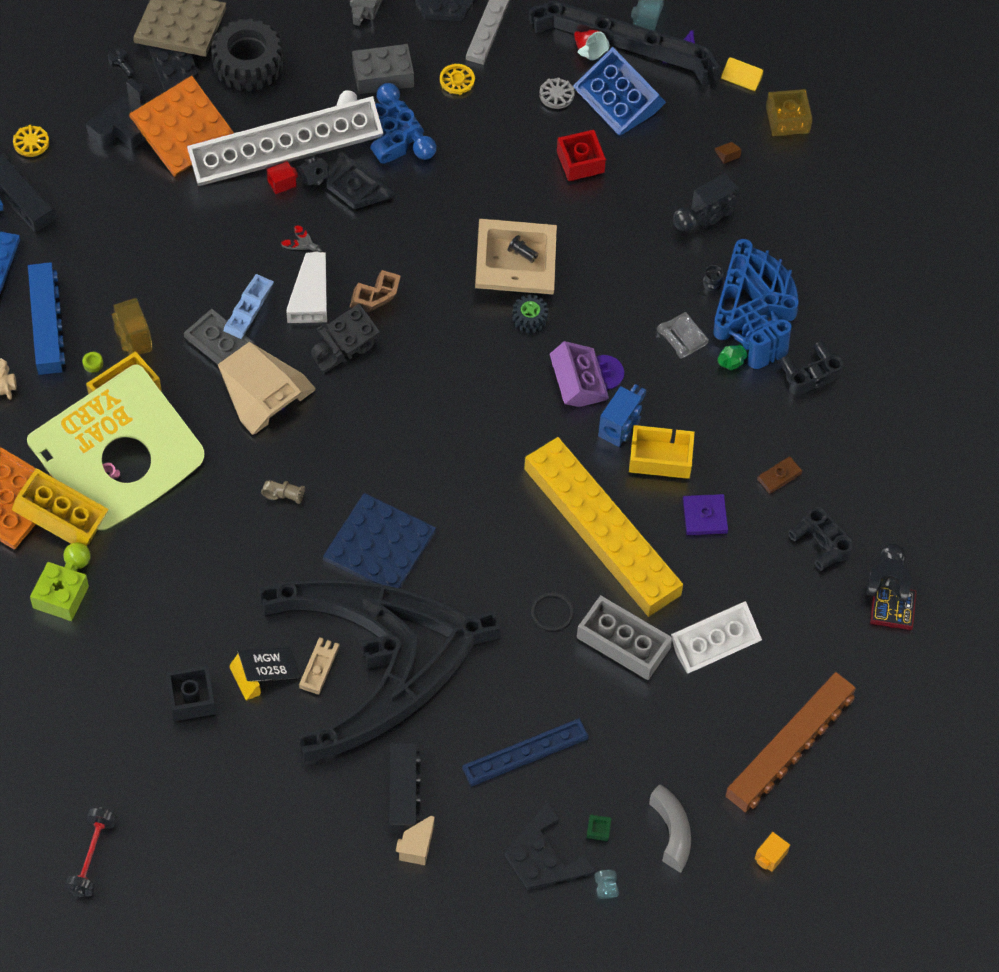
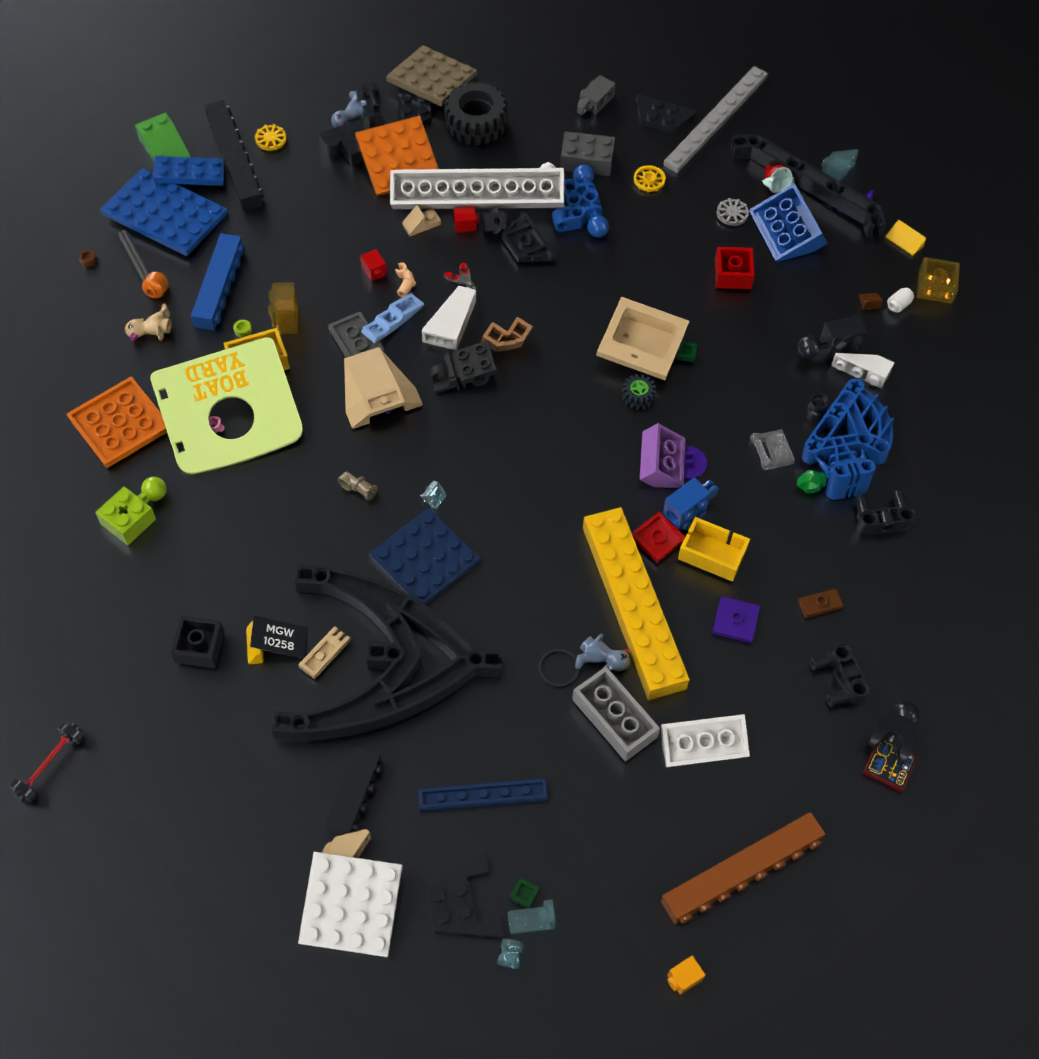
camera: 20 degrees right, 0 degrees up
(59, 508) = (154, 443): yellow slope -> none
(112, 86) = (352, 112): none -> sand blue animal
(205, 254) = (373, 265): none -> red brick
(234, 192) = (420, 221): none -> tan slope
(247, 261) = (408, 280): none -> light nougat piece
(364, 478) = (434, 494): none -> clear light blue tile
(442, 887) = (350, 904): none -> white plate
(521, 248) = (649, 331): black pin -> none
(564, 257) = (686, 351): none -> dark green plate
(585, 585) = (597, 652): none -> sand blue animal
(603, 456) = (658, 537): none -> red plate
(616, 847) = (532, 919): none -> clear light blue bracket
(679, 829) = (600, 928): light grey brick -> none
(747, 224) = (866, 367): none -> white slope
(758, 143) = (900, 300): none -> white brick

